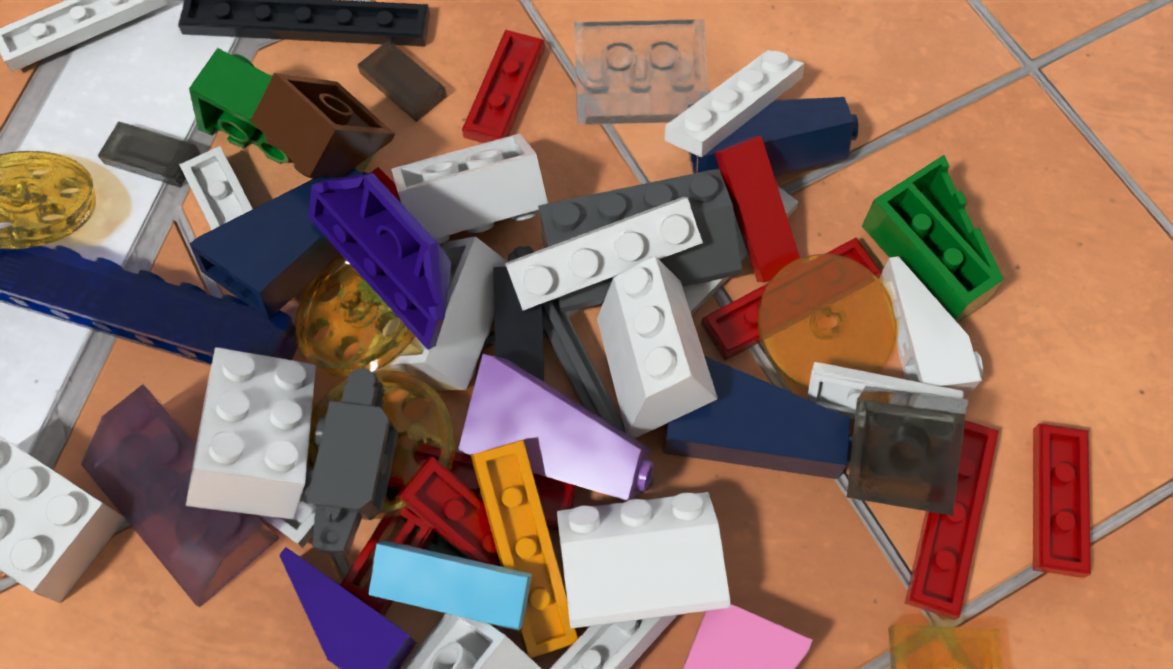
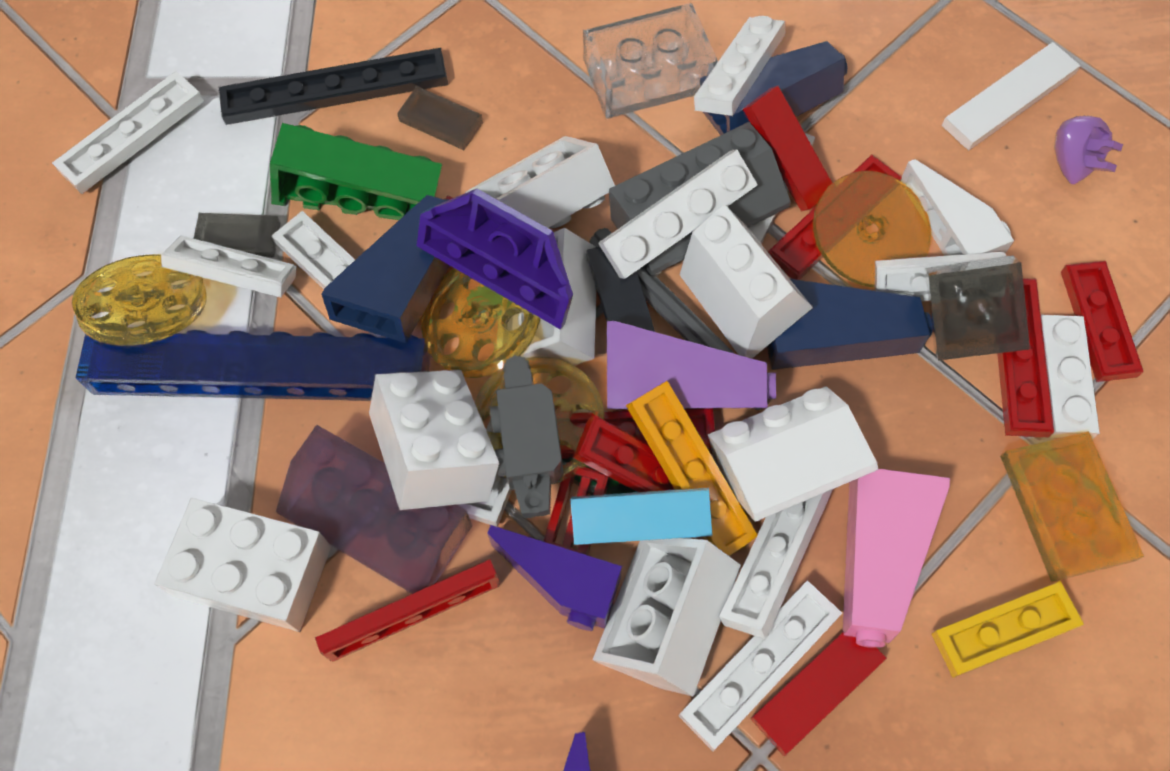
camera: 15 degrees left, 0 degrees up
(125, 186) = (229, 266): none -> white tile
(172, 616) = (408, 611): none -> red tile
(318, 125) = (397, 168): reddish brown slope -> none
(503, 87) = (531, 103): red tile -> none
(933, 235) = (936, 133): green wedge -> none
(1000, 556) = (1069, 376): none -> white plate
(1050, 205) = (1010, 96): none -> white tile
(1103, 290) = (1083, 146): none -> medium lavender piece

